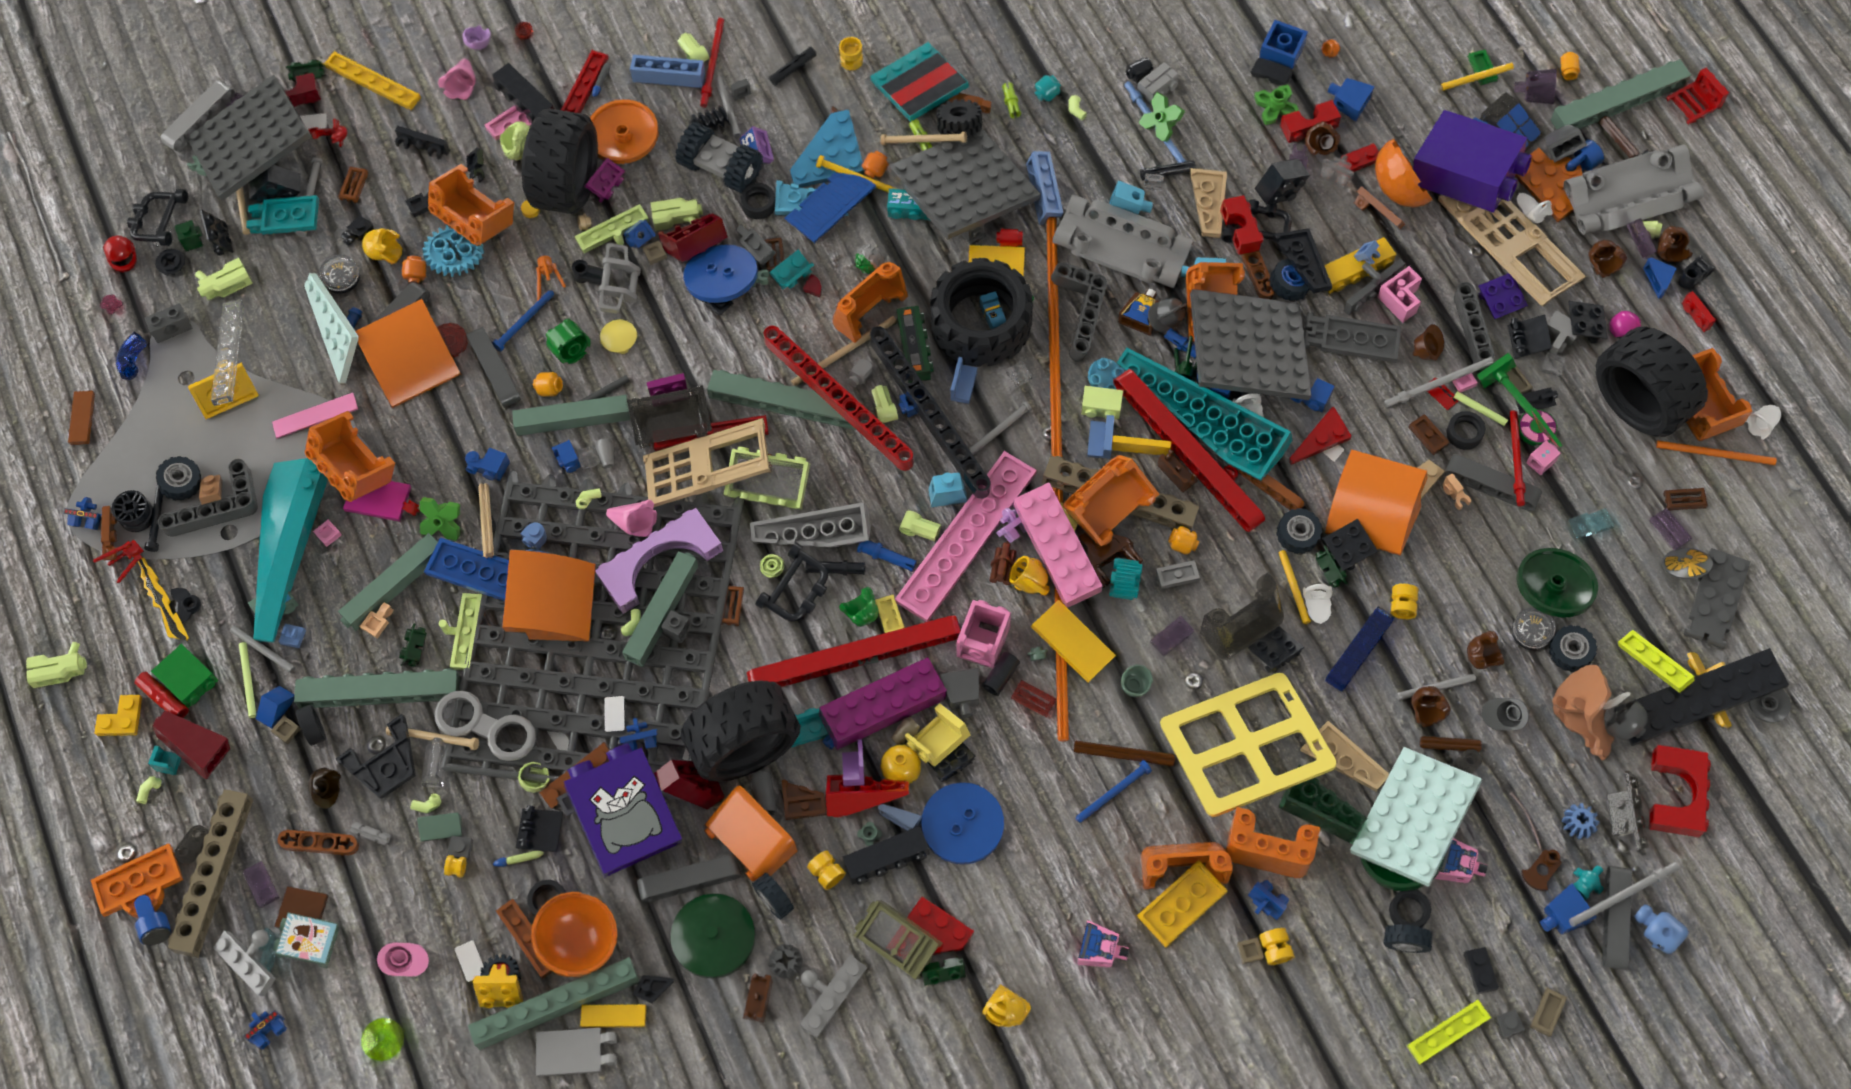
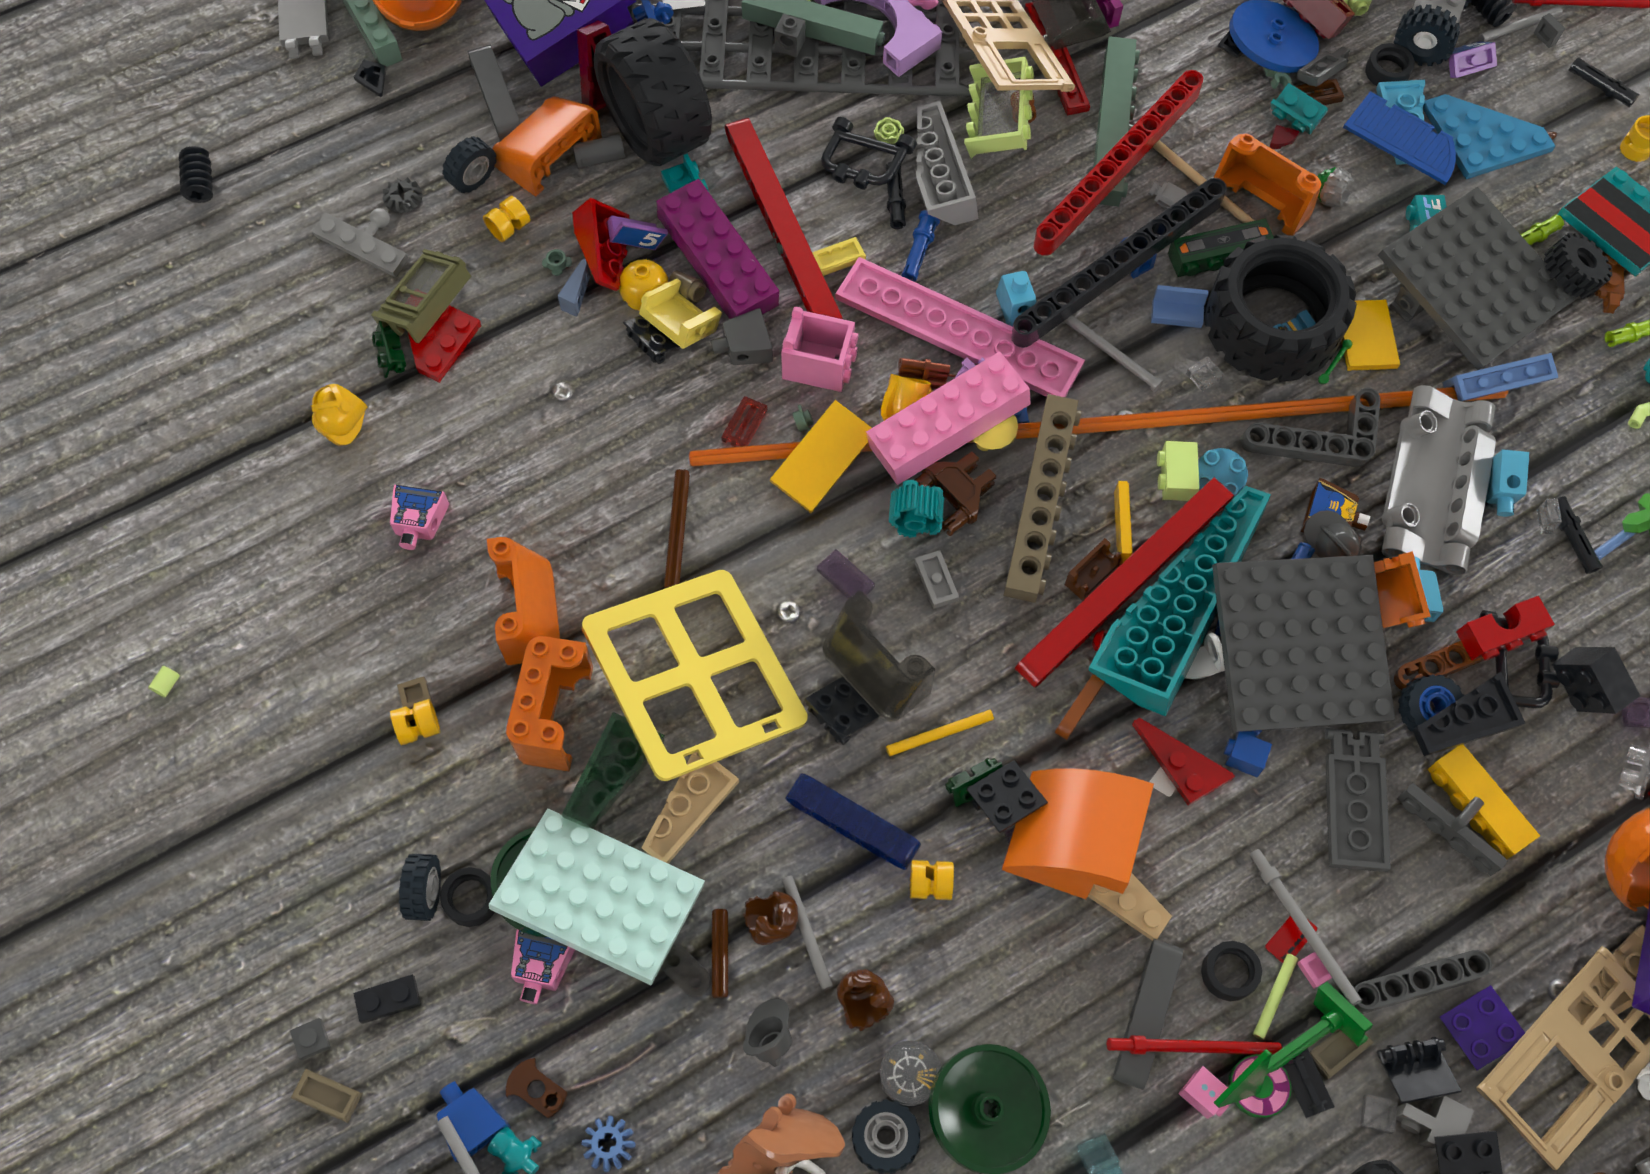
camera: 80 degrees right, 0 degrees up
(613, 1016) = (341, 47): yellow tile -> none
(713, 935) = (429, 123): dark green dish -> none
(729, 620) = (834, 102): dark orange tile -> none
(758, 998) = (357, 174): reddish brown hinge -> none
(802, 802) = (593, 184): reddish brown wing -> none
(839, 169) = (1463, 118): yellow bar -> none
(862, 609) = (841, 223): green hair -> none
(875, 164) = (1479, 177): orange head -> none
(885, 409) = (1122, 226): yellowish green piece -> none
(886, 855) = (528, 278): black brick -> none
(914, 524) = (963, 273): yellowish green piece -> none
(924, 138) = (1546, 265): tan bar -> none
(962, 823) = (574, 357): blue plate -> none
(1001, 674) = (771, 380): black pin -> none
(1010, 237) = (1409, 344): red brick -> none
(1101, 438) = (1138, 474): medium blue panel -> none
(1110, 498) = (1019, 469): orange windscreen -> none
(1136, 680) = (774, 534): sand green hair -> none
(1144, 768) = (657, 554): blue bar -> none
(1182, 903) = (468, 604): yellow tile -> none
(1183, 540) = (987, 582): light orange head -> none
(1209, 194) = (1561, 591): tan wing -> none
(1266, 901) = (490, 702): blue hips -> none
(1301, 520) = (1036, 720): black wheel -> none
(1318, 602) = (914, 762): white piece -> none
(1365, 199) = (1605, 816): dark orange hinge -> none
(1367, 251) = (1504, 804): medium blue tile -> none
(1399, 296) = (1449, 860): bright pink brick -> none
(1428, 434) = (1213, 915): reddish brown plate -> none
(1429, 344) = (1371, 914): reddish brown piece -> none
(1448, 1032) = (299, 952): neon yellow plate -> none
(1455, 490) = (1128, 950): light nougat plate -> none

